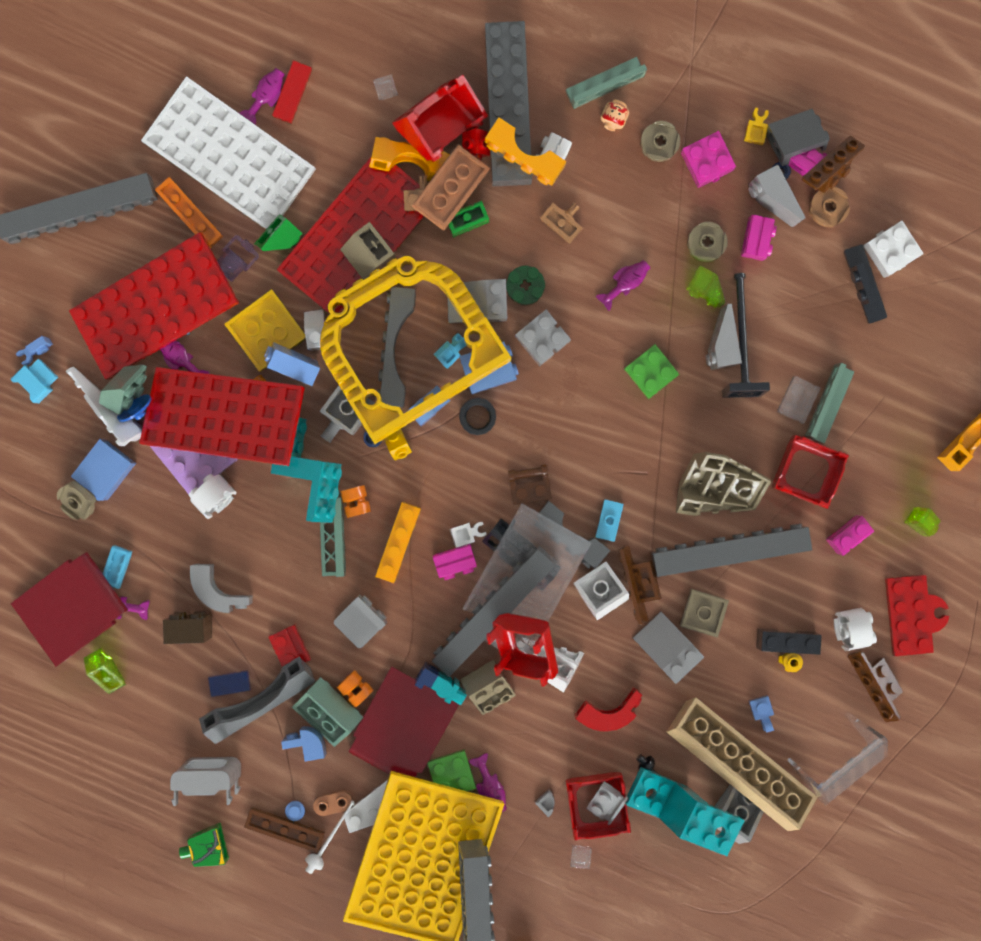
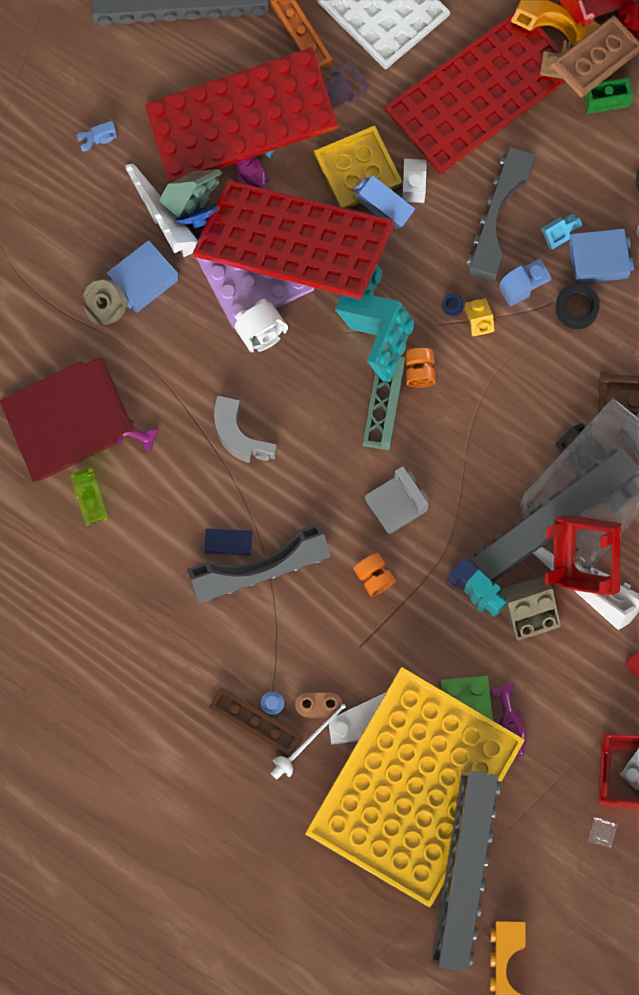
camera: 10 degrees right, 15 degrees down
(36, 380) = (90, 167): medium azure piece -> none
(117, 565) = (132, 382): medium azure plate -> none
(187, 628) = (200, 459): dark brown piece -> none
(206, 777) = (182, 630): light grey piece -> none
(206, 847) = (158, 721): green torso -> none
(279, 235) = (397, 70): green slope -> none
(289, 645) = (306, 511): red plate -> none
(310, 740) = (309, 624): medium blue brick -> none
(327, 712) = (335, 596): sand green slope -> none
(341, 415) = (431, 266): light grey brick -> none
(367, 251) = (492, 104): dark tan slope -> none
(380, 418) = (477, 276): yellow arch -> none
(398, 542) = (458, 422): light orange arch -> none
(402, 725) = (420, 628): dark red piece -> none
(454, 561) = (520, 457): dark pink brick -> none
(464, 534) = (536, 431): white plate -> none
(490, 298) = (602, 185): light grey slope -> none
(546, 802) = (573, 759): light grey tile -> none

